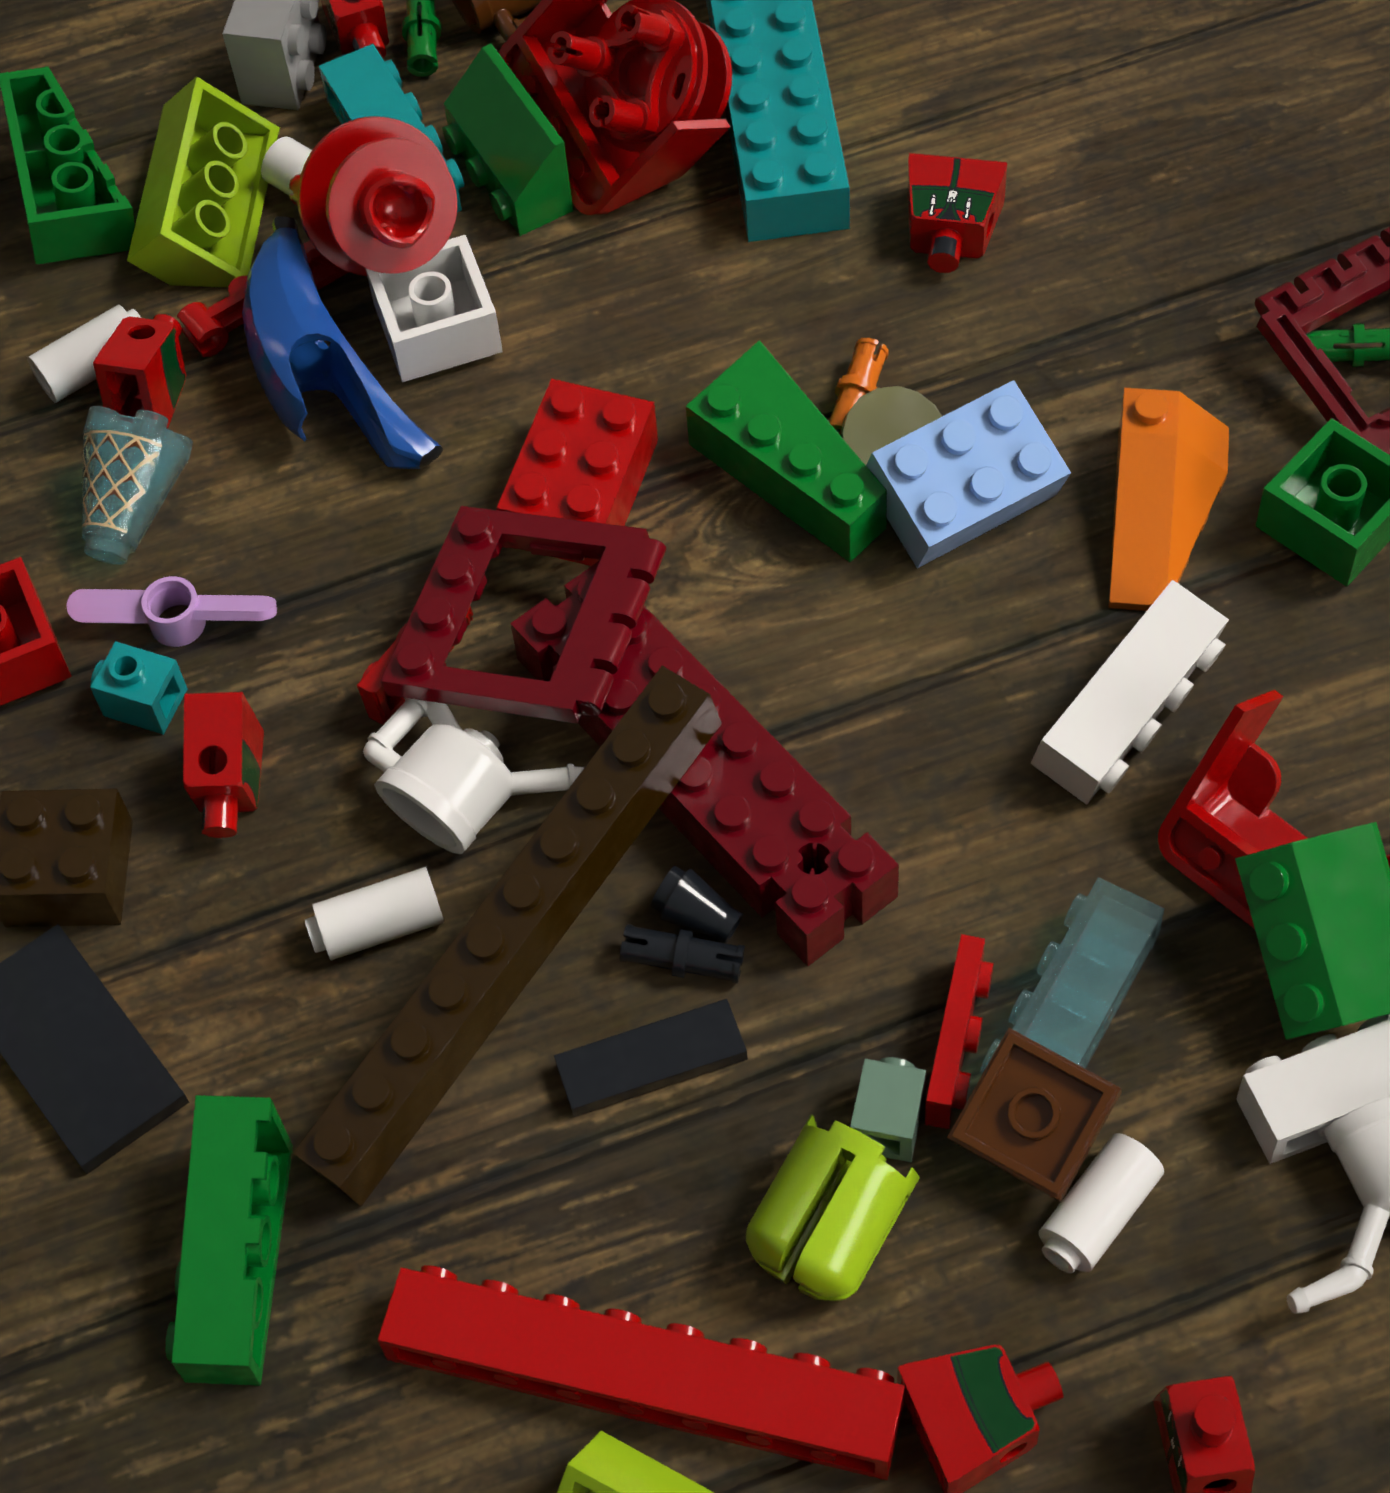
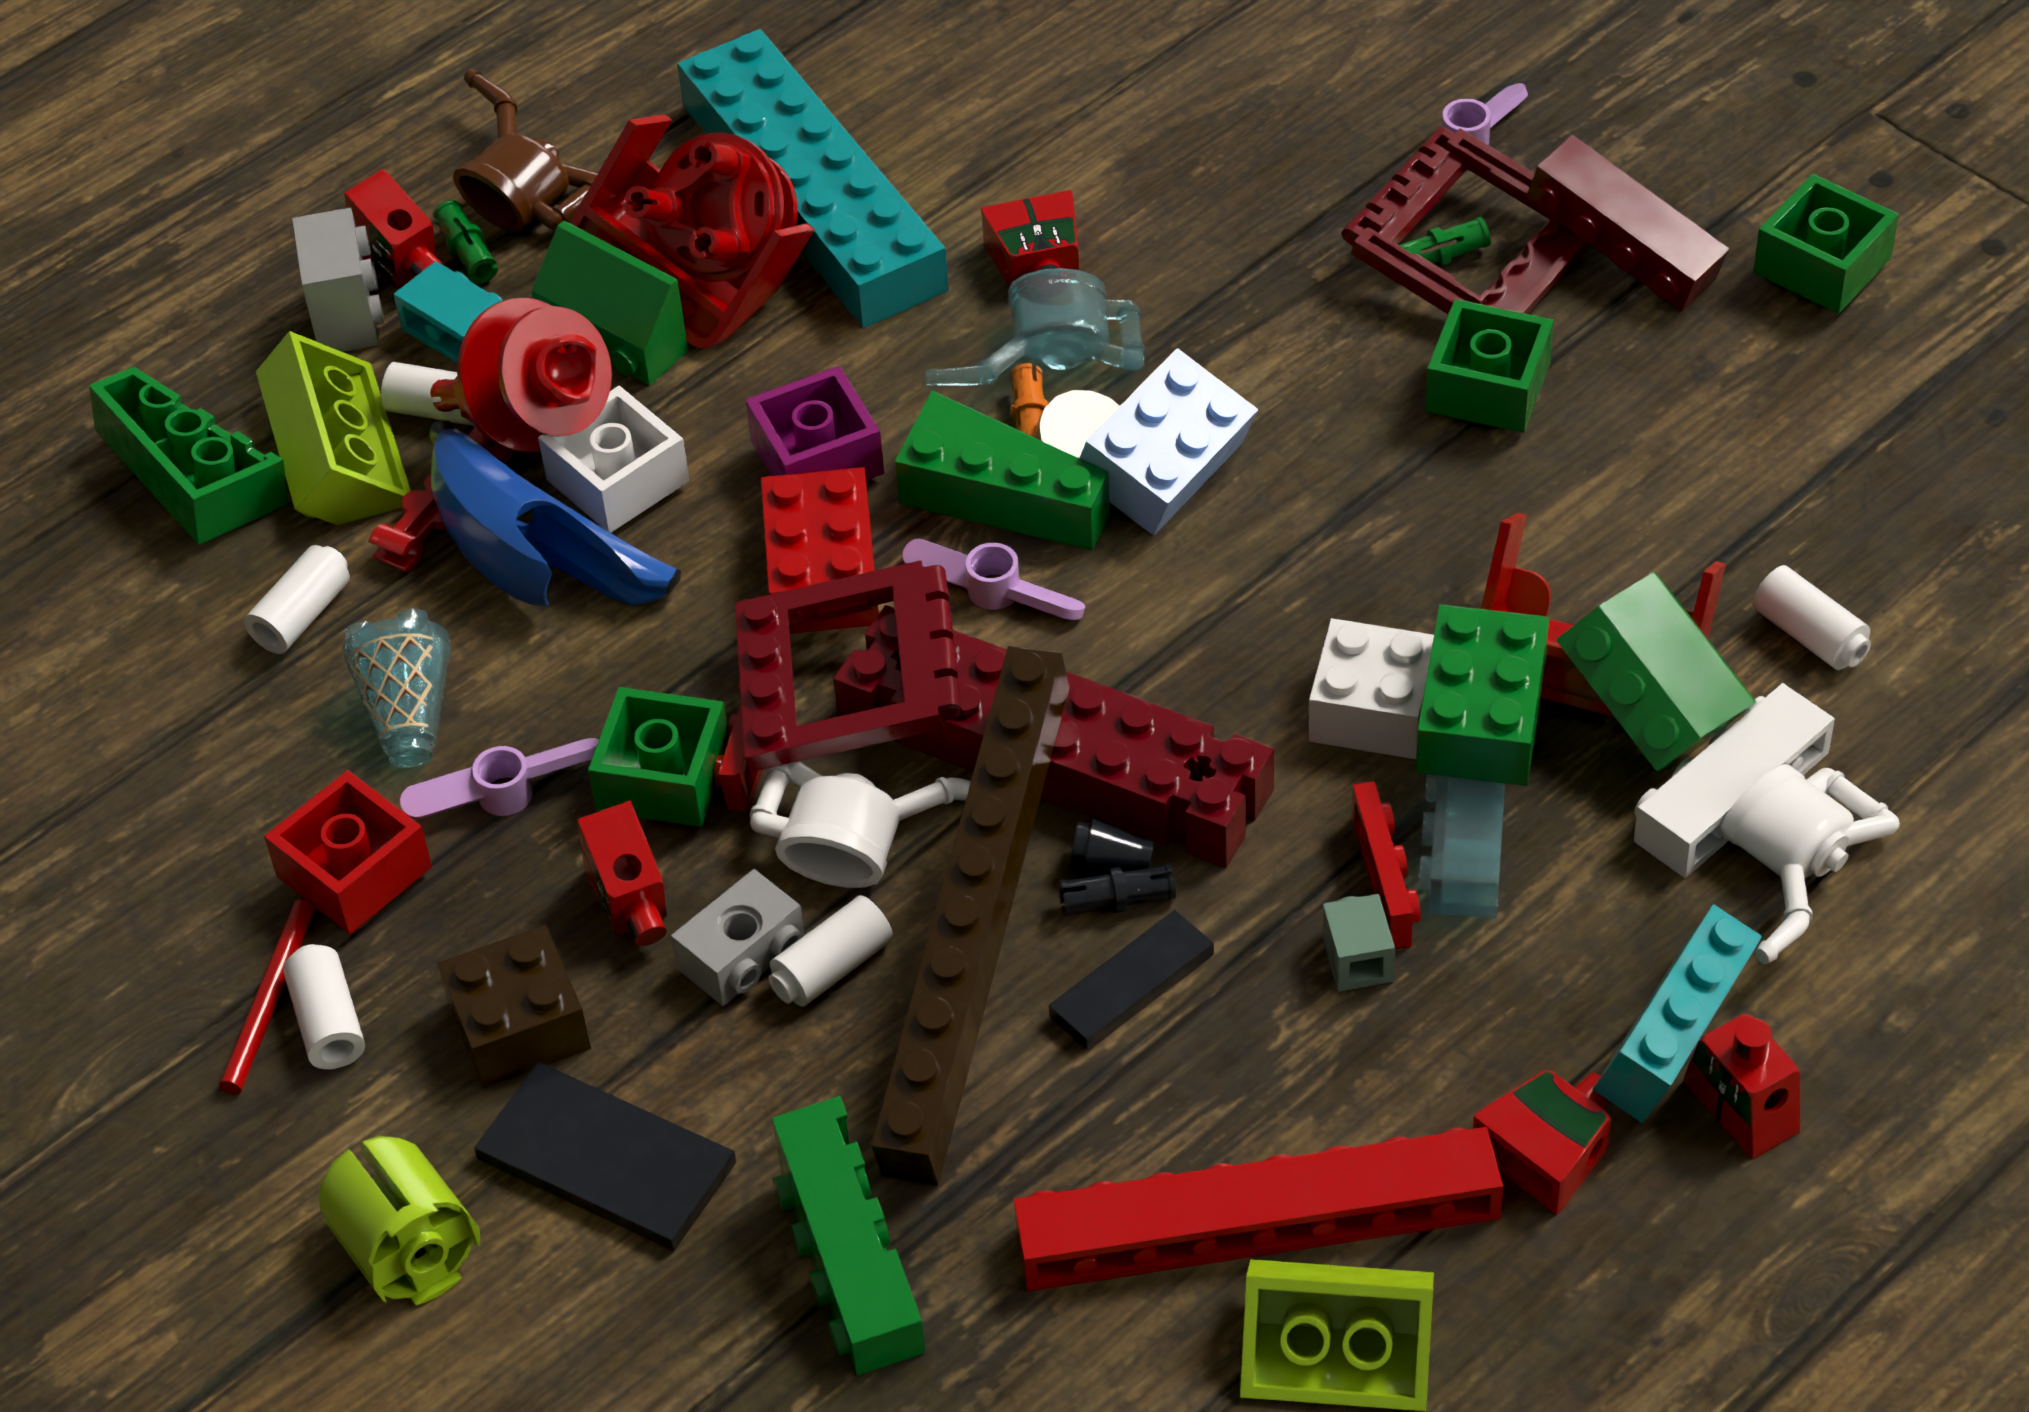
camera: 25 degrees left, 10 degrees down
(138, 687) = (505, 850): teal brick -> none
(142, 366) = (364, 581): red torso -> none
(271, 855) = (737, 937): none -> light grey brick
(315, 642) = (659, 755): none -> green brick
(633, 342) = (815, 427): none -> magenta brick
(746, 578) = (992, 593): none -> lavender piece
(828, 1211) = (1346, 981): lime cylinder -> none
(928, 307) = (1058, 323): none -> clear light blue piece
(1034, 1114) = (1486, 893): reddish brown tile -> none
(1042, 826) = (1370, 688): none -> white brick
(1100, 1204) = (1569, 947): white brick -> none
(1129, 692) = (1398, 550): white brick -> none
(1133, 889) = (1482, 695): none -> green brick
(1166, 482) = (1333, 407): orange wedge -> none
(1168, 1335) = (1677, 1013): none -> teal brick

